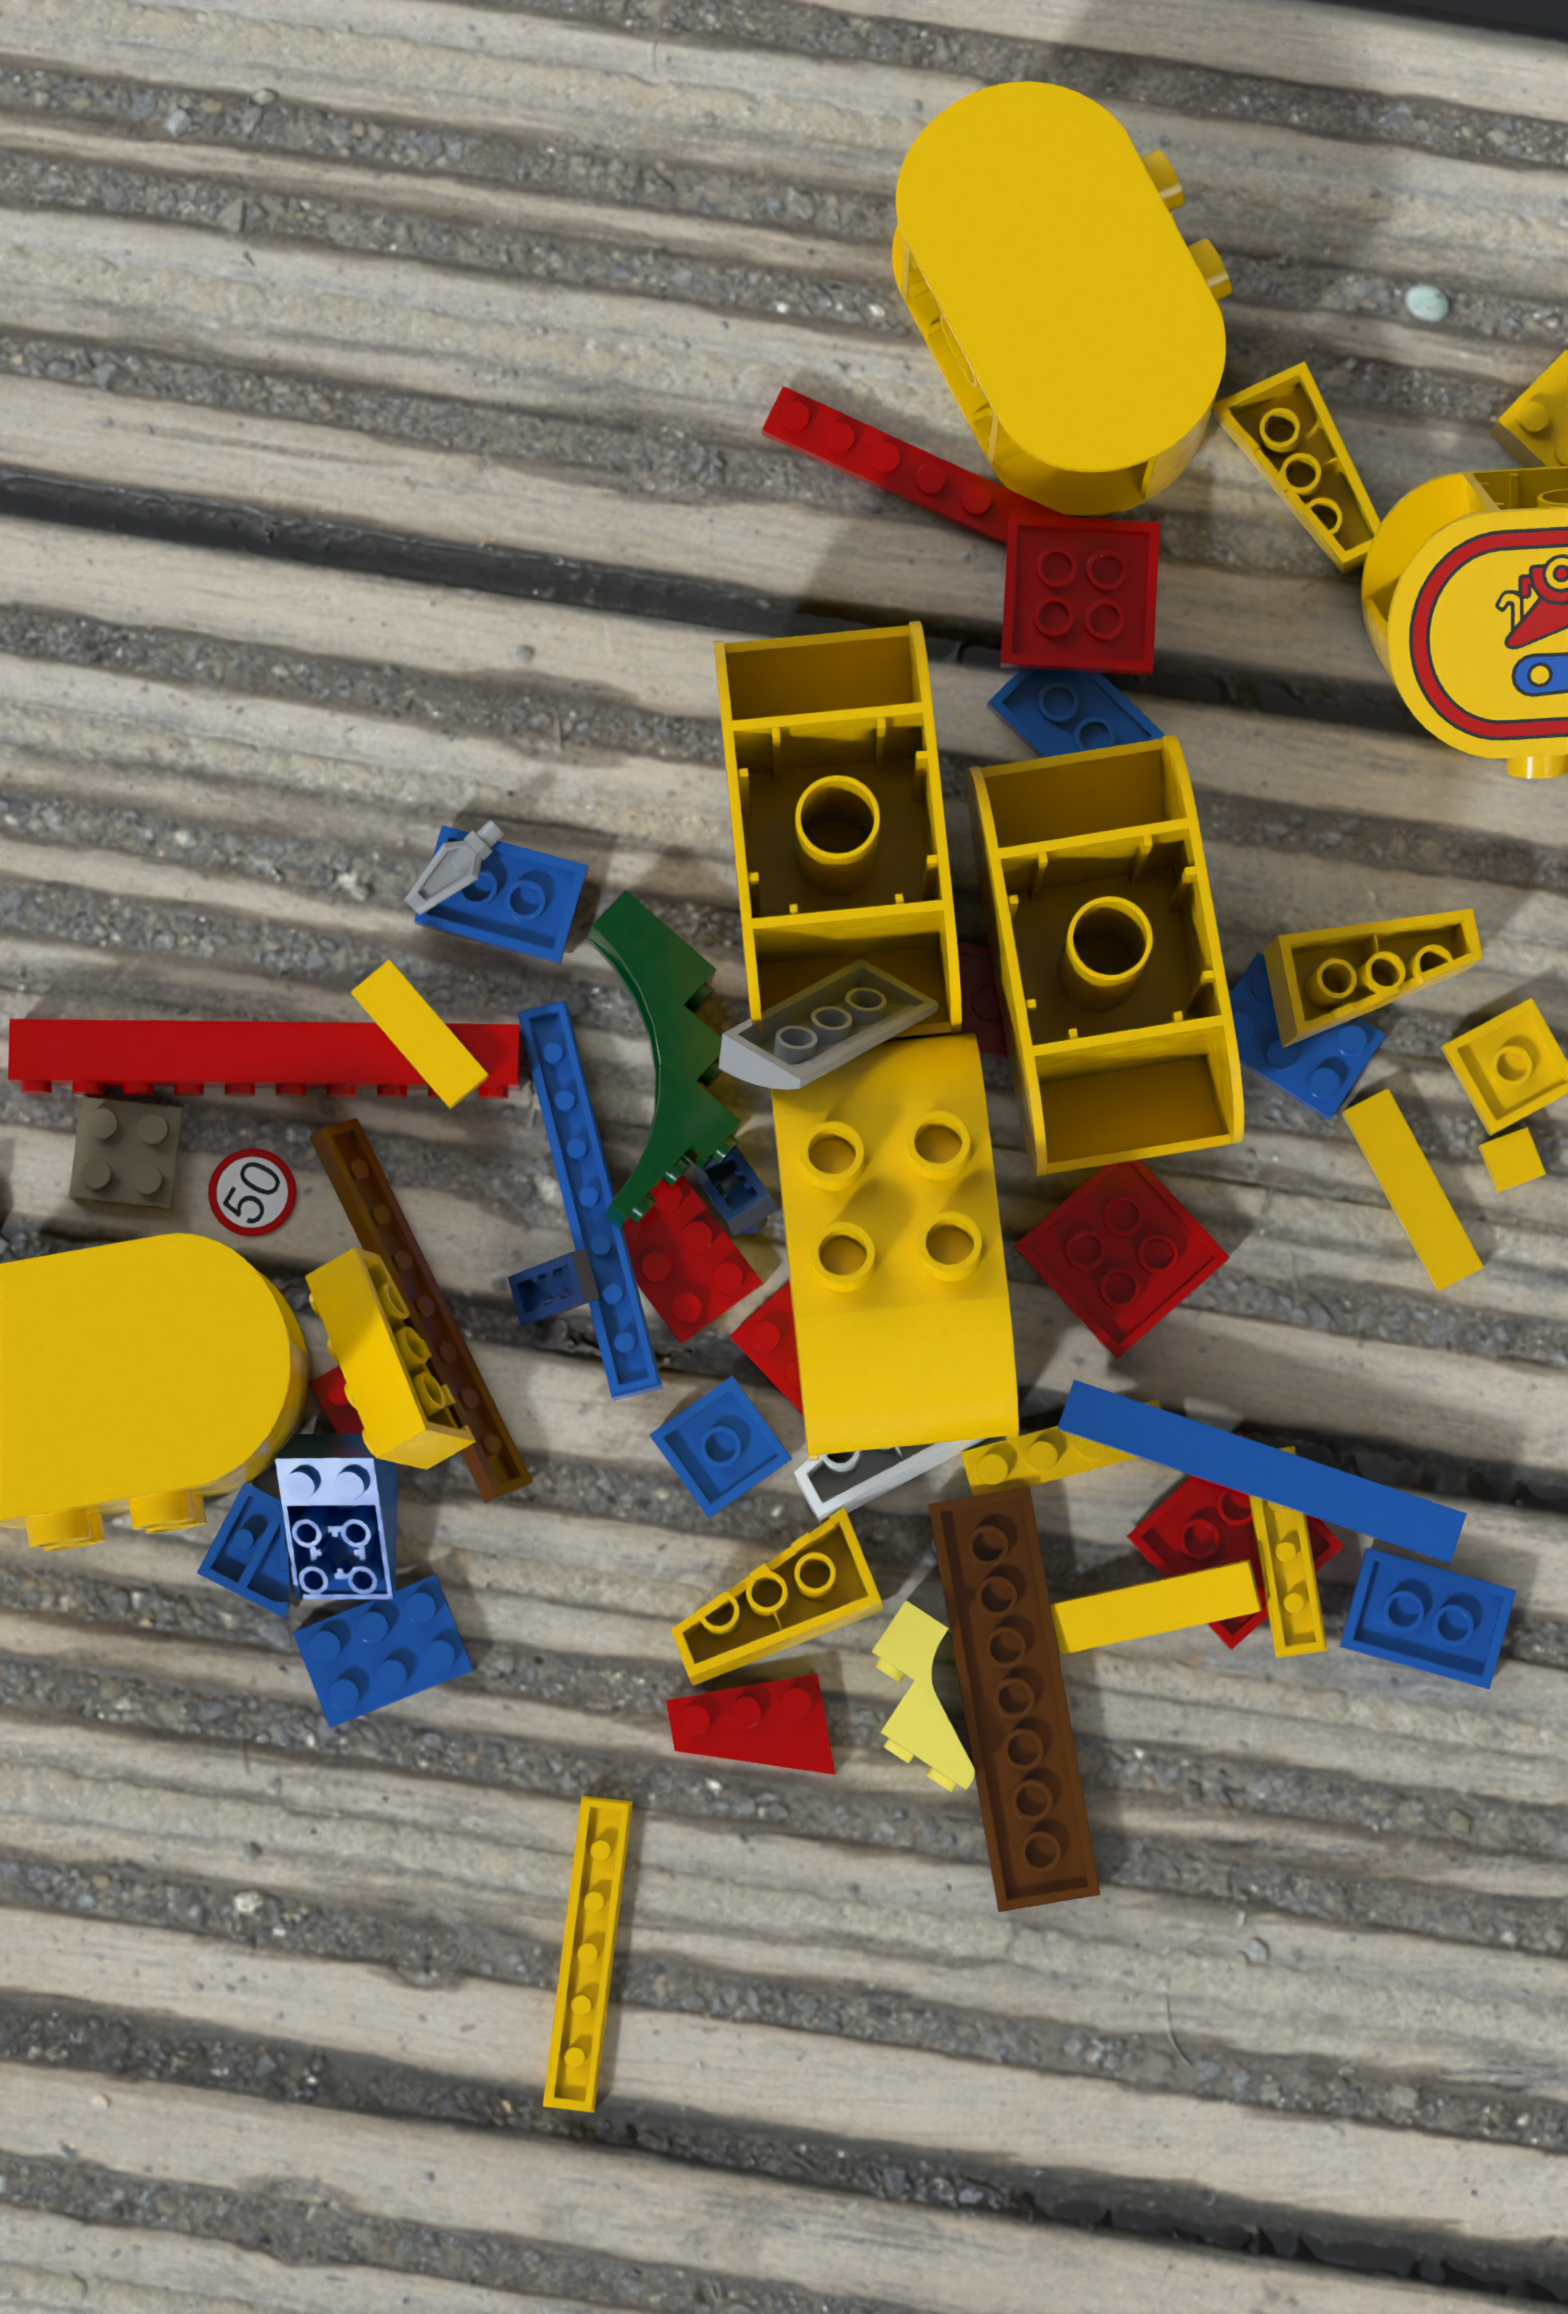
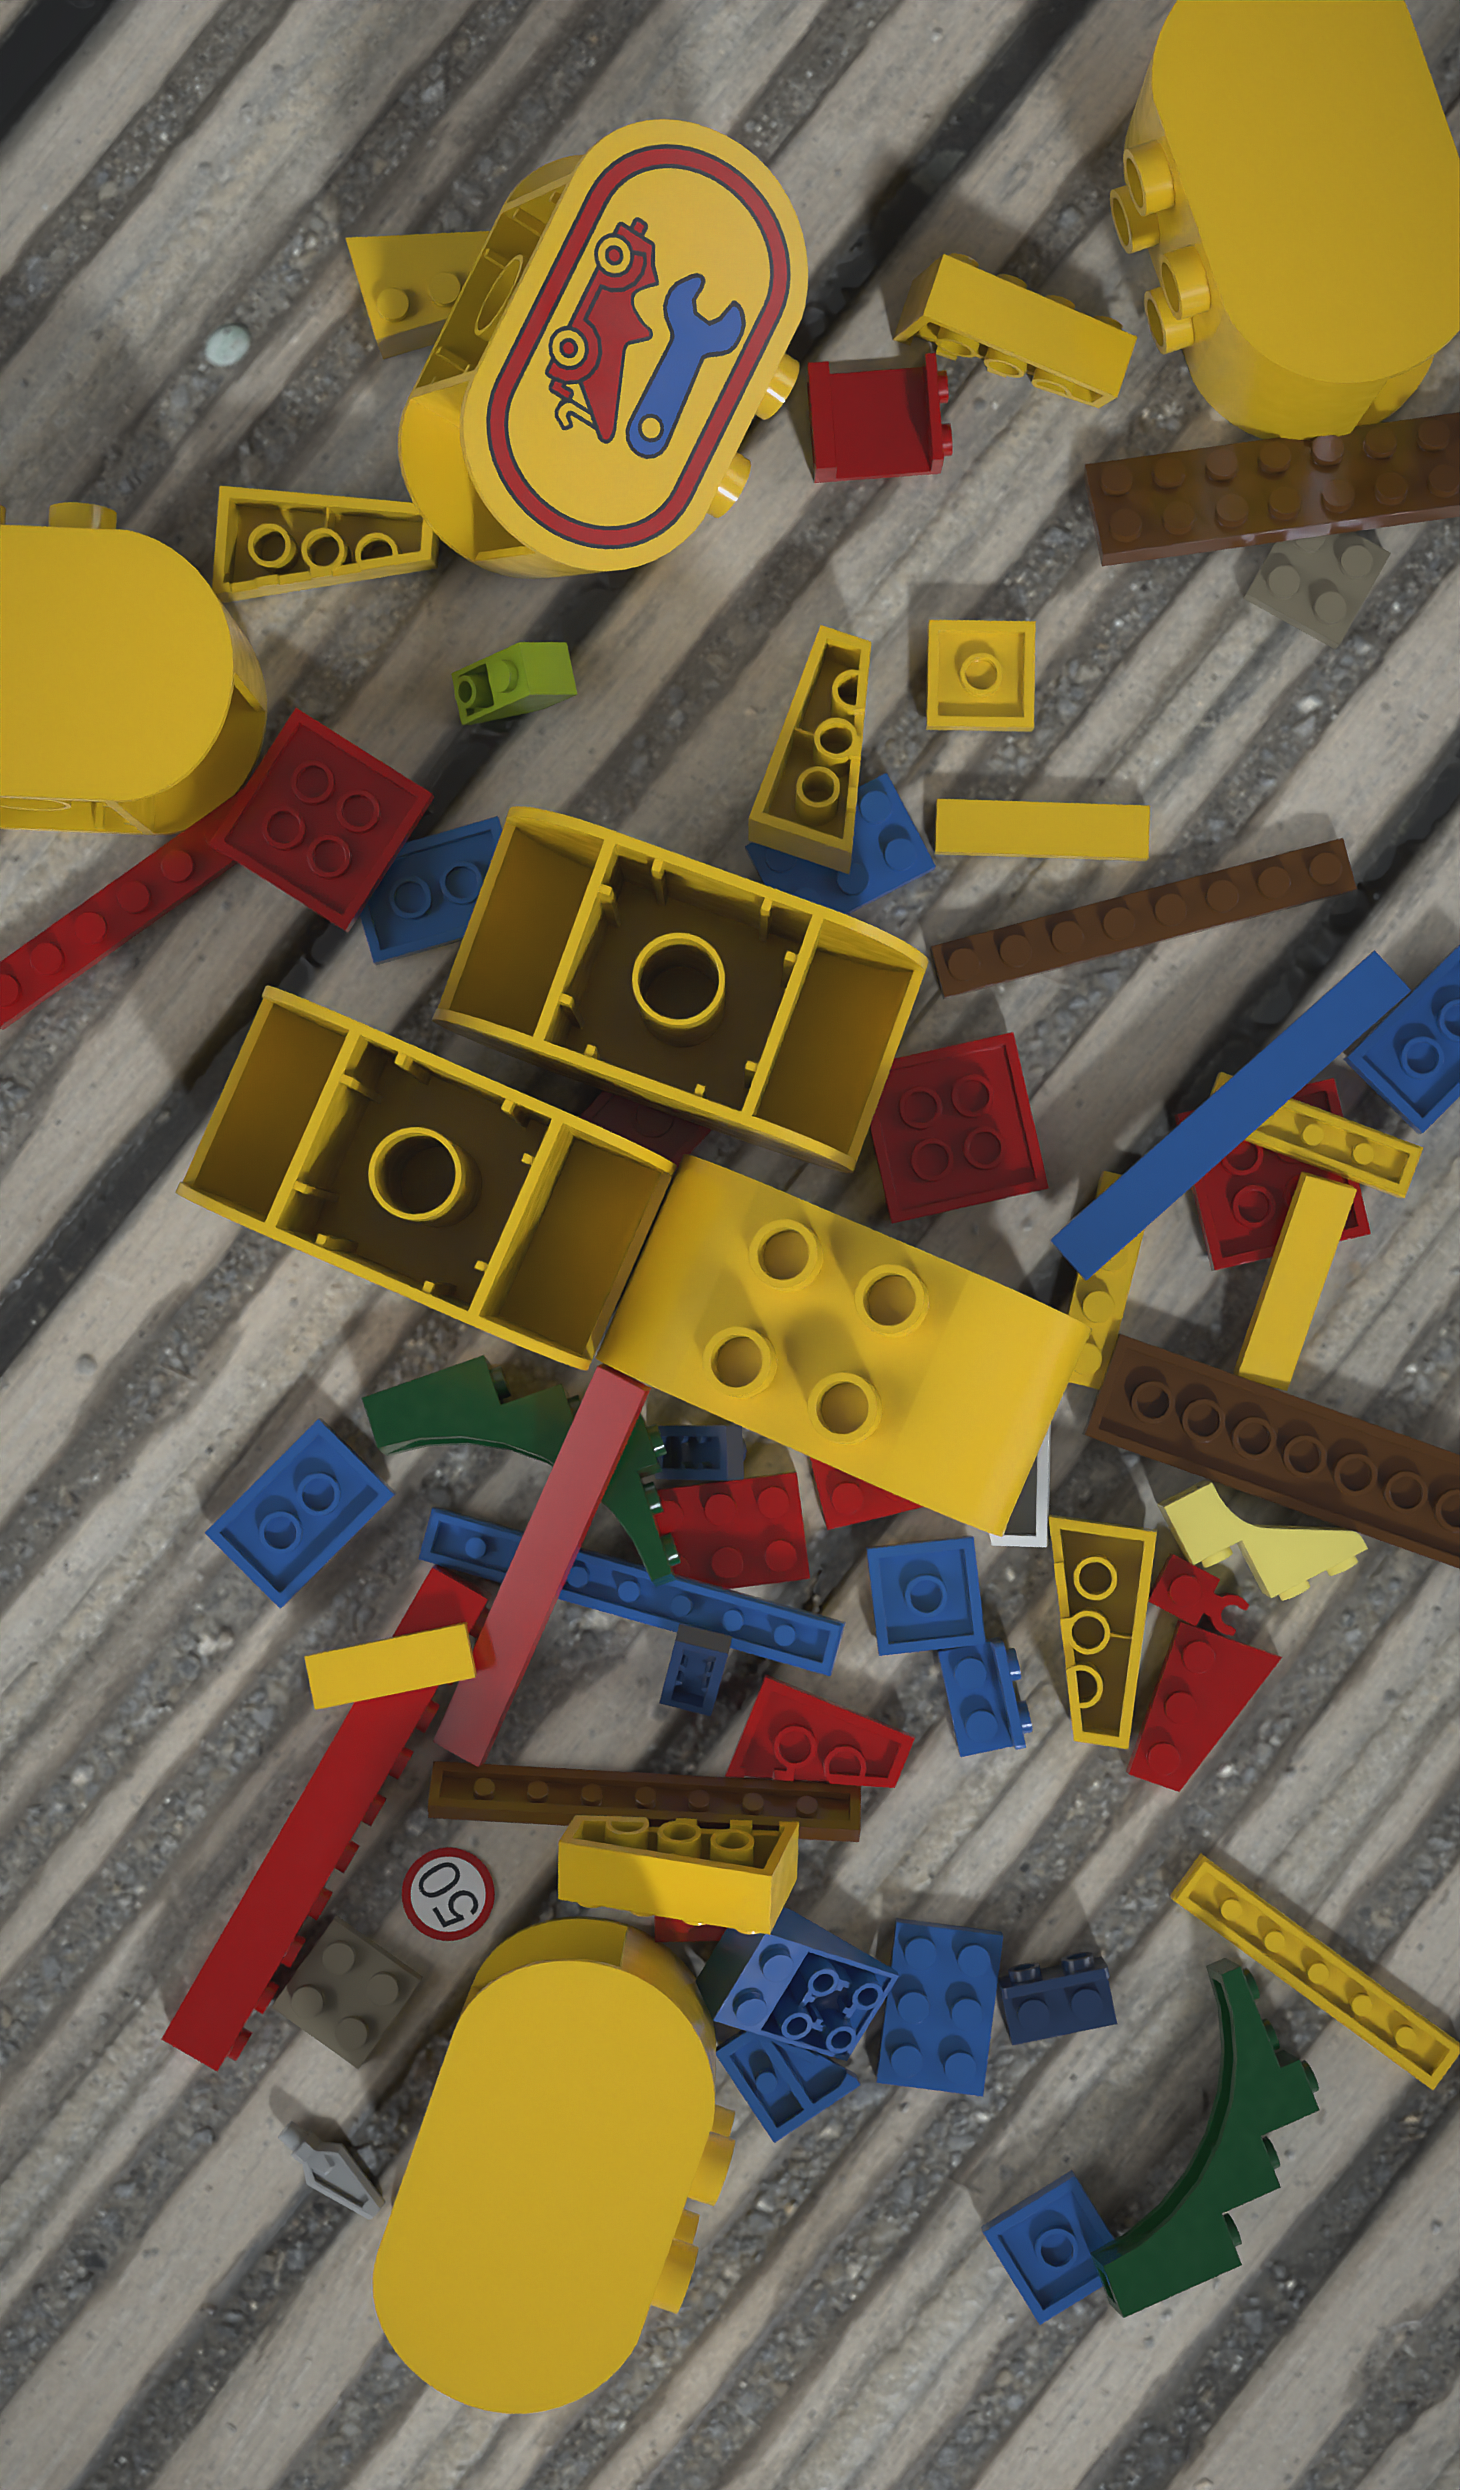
camera: 60 degrees left, 5 degrees up
(237, 1859) = (1049, 2245): none -> blue plate
(444, 1745) = (1057, 1998): none -> dark blue bracket
(453, 868) = (251, 1546): light grey piece -> none
(460, 1954) = (1187, 2233): none -> dark green arch
(550, 1423) = (815, 1739): none -> red wing
(564, 1112) = (542, 1562): none -> red tile
(662, 1543) = (984, 1697): none -> blue bracket
(823, 1027) = (605, 1296): light grey slope -> none
(845, 1666) = (1190, 1593): none -> red plate
(1284, 688) = (514, 682): none -> lime slope
(1387, 1315) = (1143, 918): none -> reddish brown plate
(1512, 1160) = (1065, 723): yellow tile -> none

